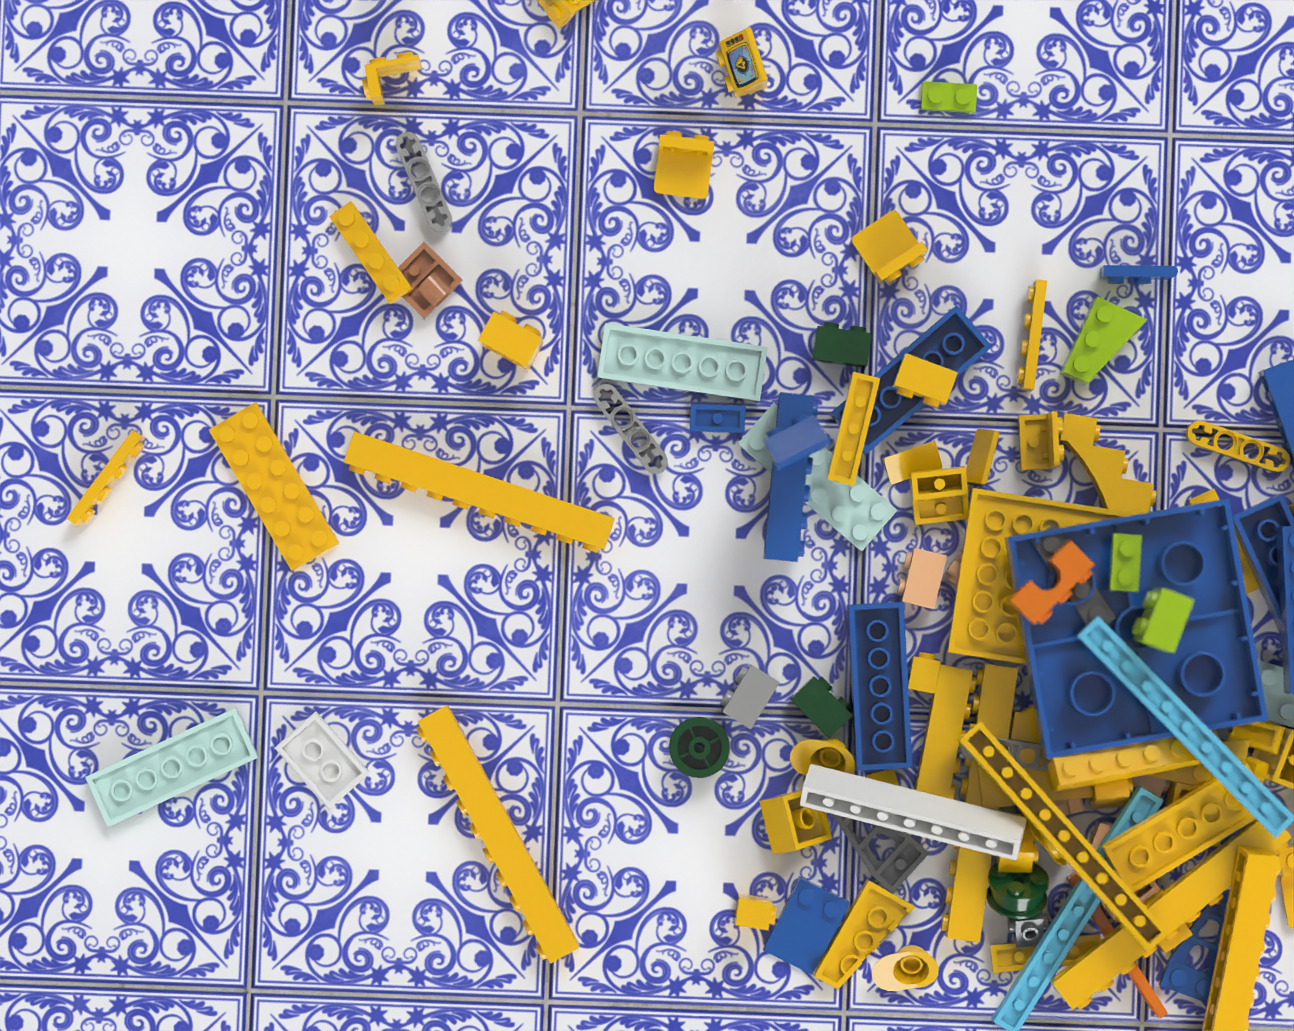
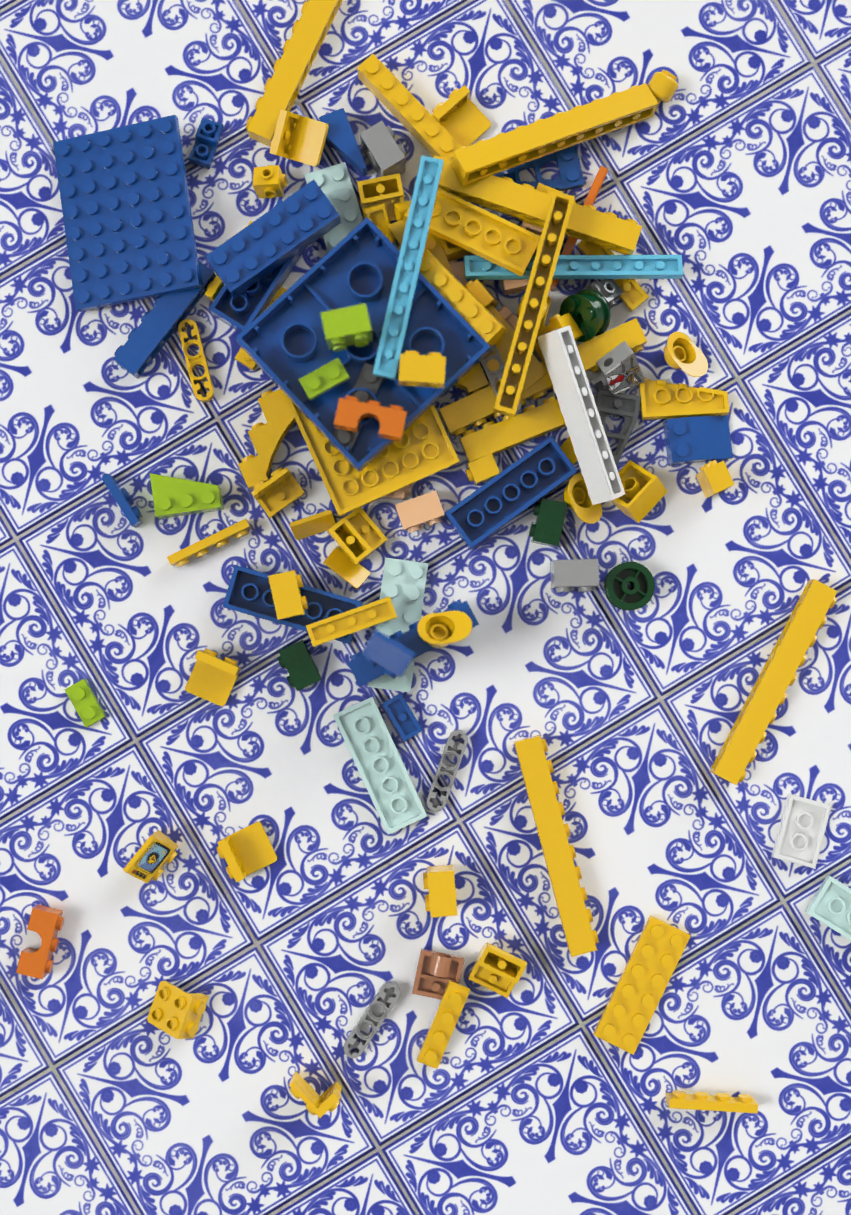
camera: 140 degrees left, 0 degrees up
(390, 345) = (497, 970): none -> yellow brick
(784, 518) = (444, 628): none -> yellow piece
(935, 885) = (618, 370): none -> torso
(1068, 670) = (422, 369): none -> yellow brick

